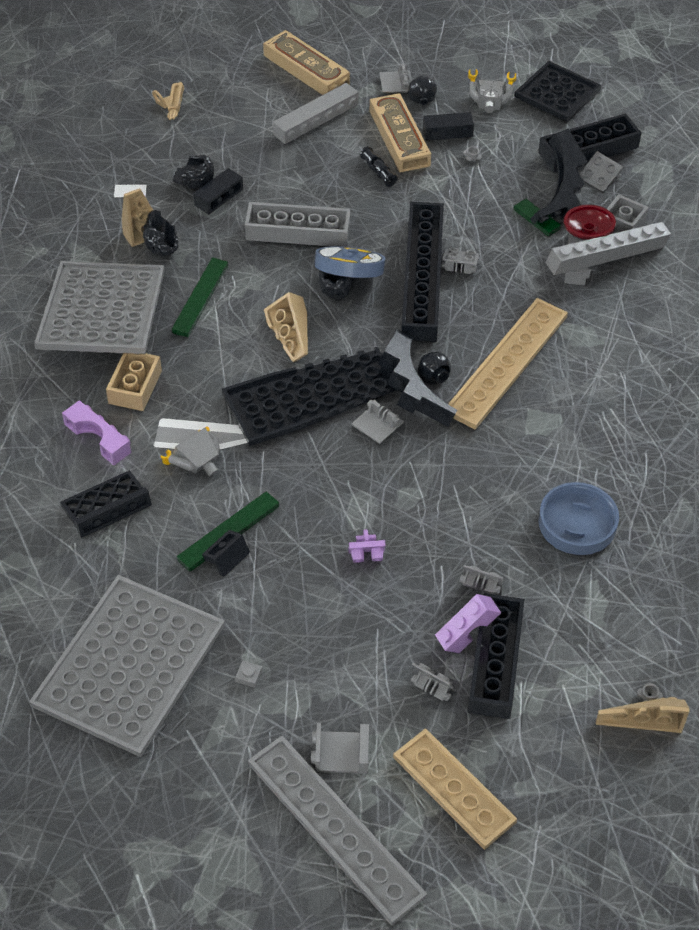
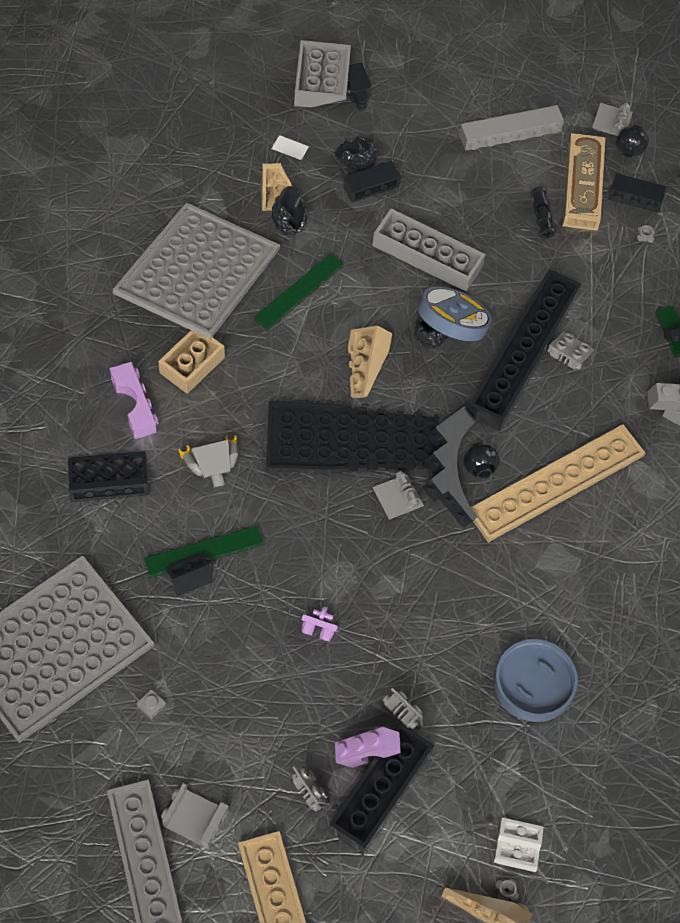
camera: 20 degrees right, 10 degrees up
(129, 123) = (321, 73): none -> light grey slope
(163, 123) = (358, 85): none -> black hinge
(173, 101) = (378, 61): tan piece -> none
(173, 432) = (208, 429): sticker -> none
(305, 62) = (530, 65): brick -> none
(638, 654) = (518, 844): none -> white slope

